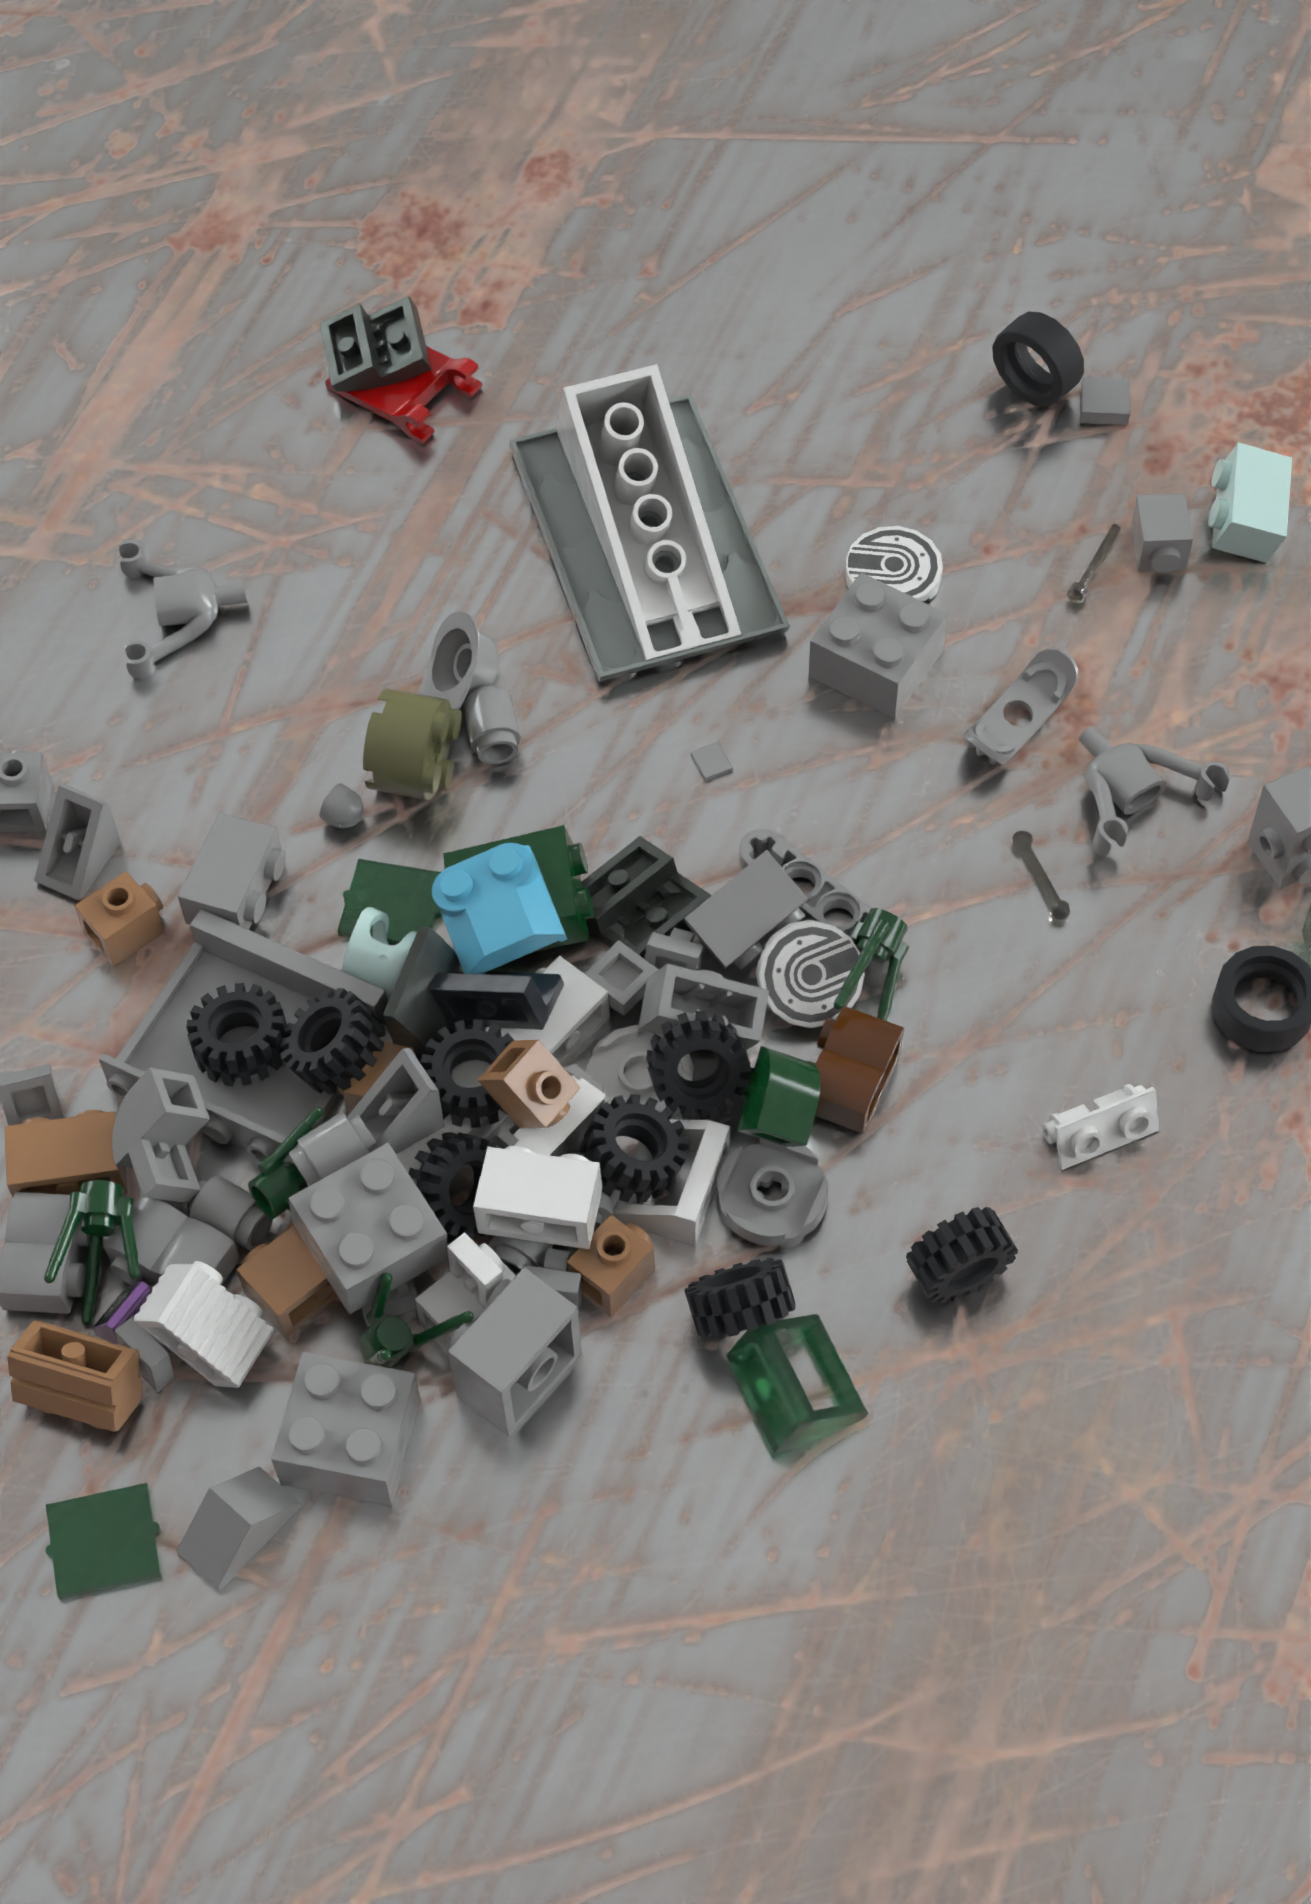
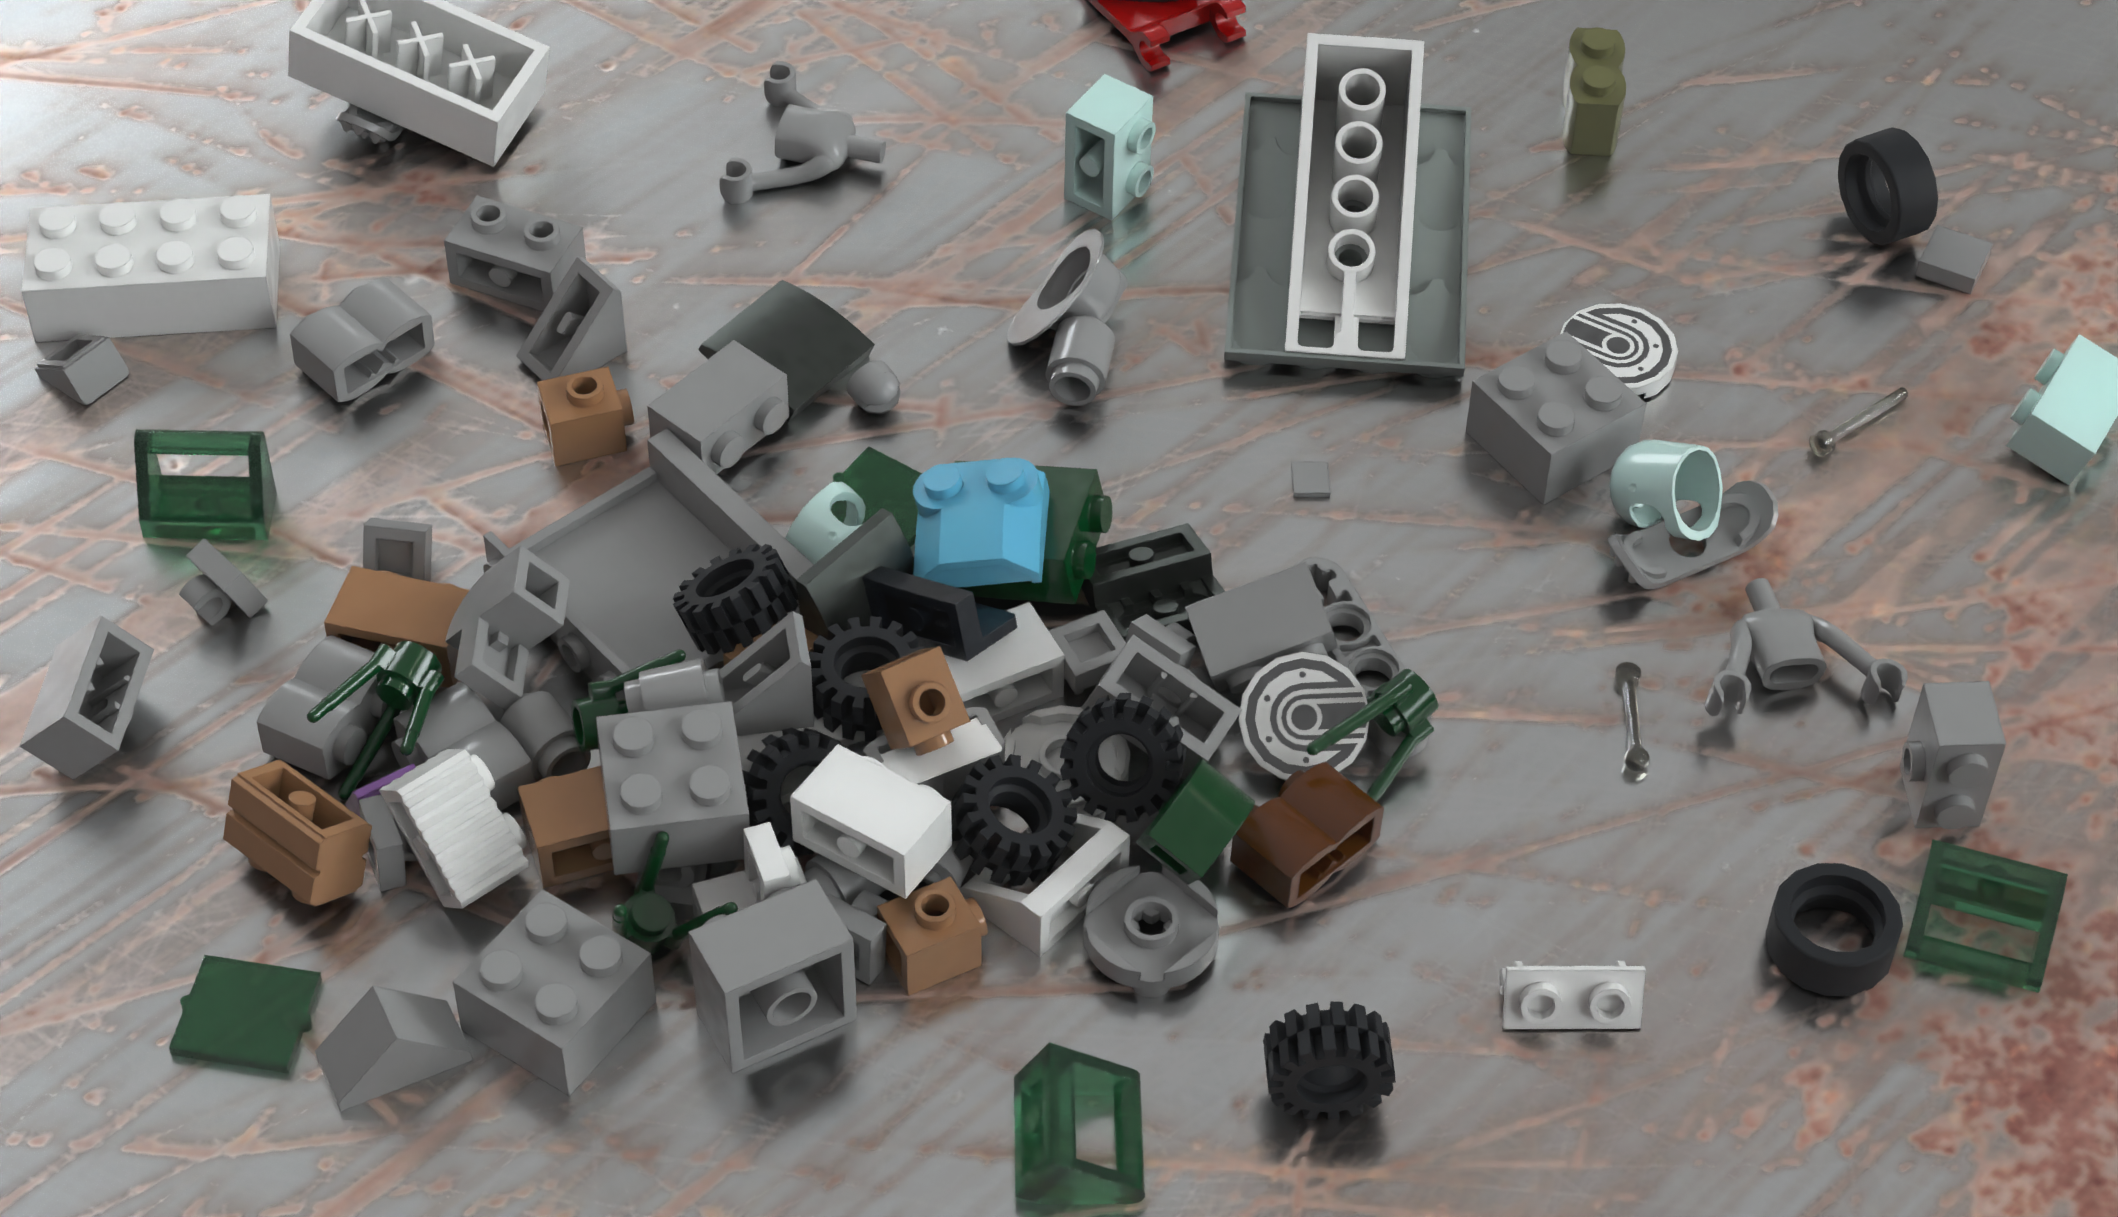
camera: 20 degrees right, 10 degrees down
(233, 1011) = (622, 546): black tyre -> none
(254, 786) = (798, 338): none -> pearl dark grey slope
(411, 744) = (975, 344): olive brick -> none
(433, 530) = (1108, 147): none -> light aqua brick
(740, 1298) = (1051, 1012): black tyre -> none
(779, 349) = (1593, 91): none -> olive brick
(978, 672) = (1656, 475): none -> light aqua helmet
(1161, 532) = (1950, 409): light grey brick -> none

